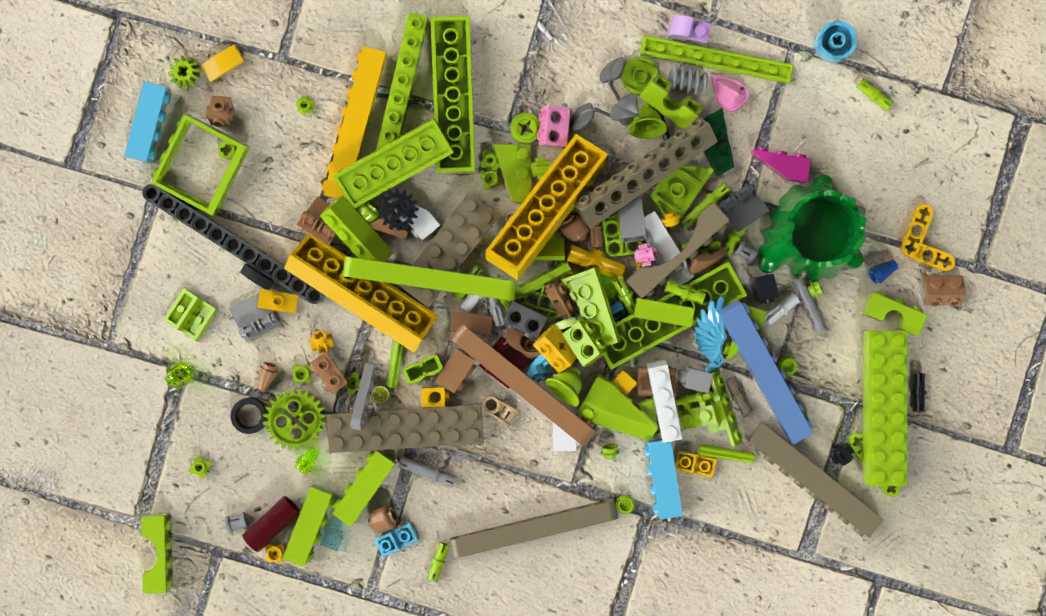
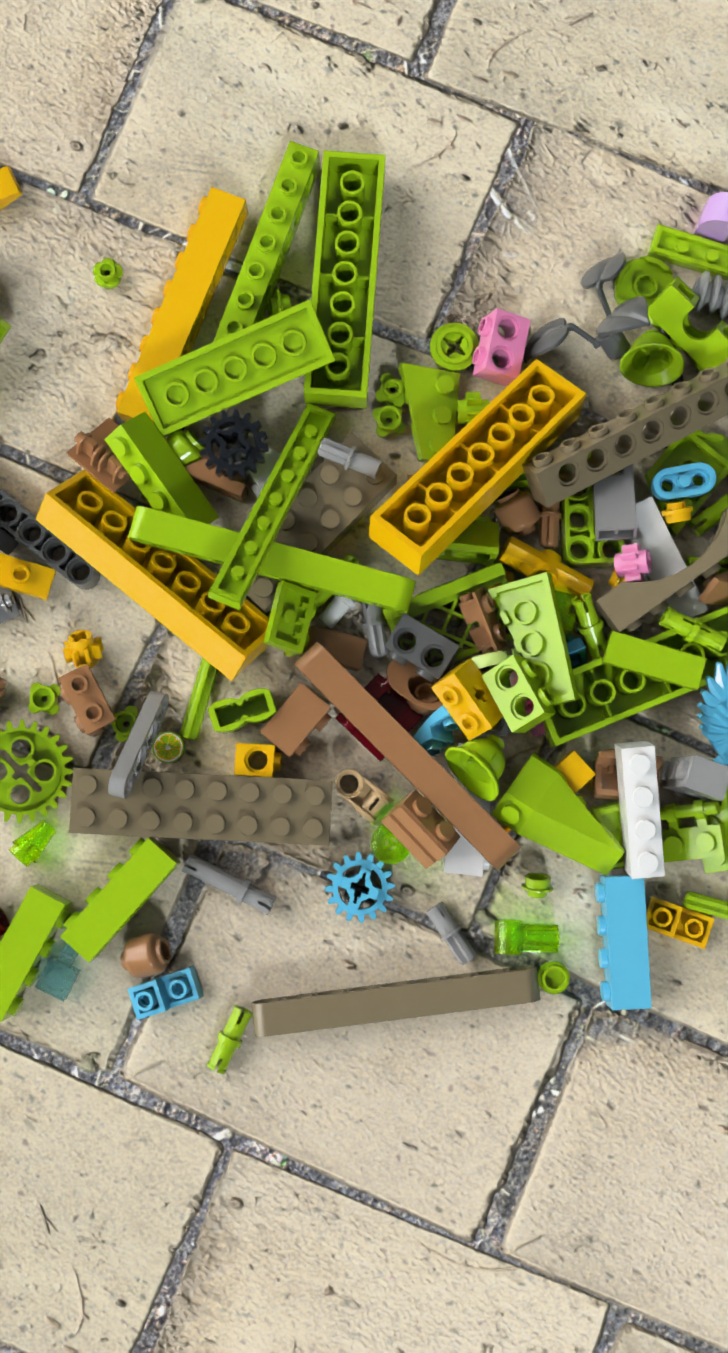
camera: 10 degrees right, 5 degrees down
(414, 115) = (278, 303): none -> lime plate
(427, 245) = (271, 508): none -> lime tile
(445, 311) = (290, 618): none -> lime bracket
(469, 210) = (349, 457): none -> light grey axle
(513, 466) = (345, 881): none -> medium azure gear
(517, 430) = (382, 852): none -> clear neon green head
(536, 427) = (421, 828): none -> medium nougat brick
(562, 485) = (451, 933): none -> light grey axle
(600, 483) = (516, 937): none -> clear neon green piece
(672, 199) = (682, 482): none -> medium azure plate

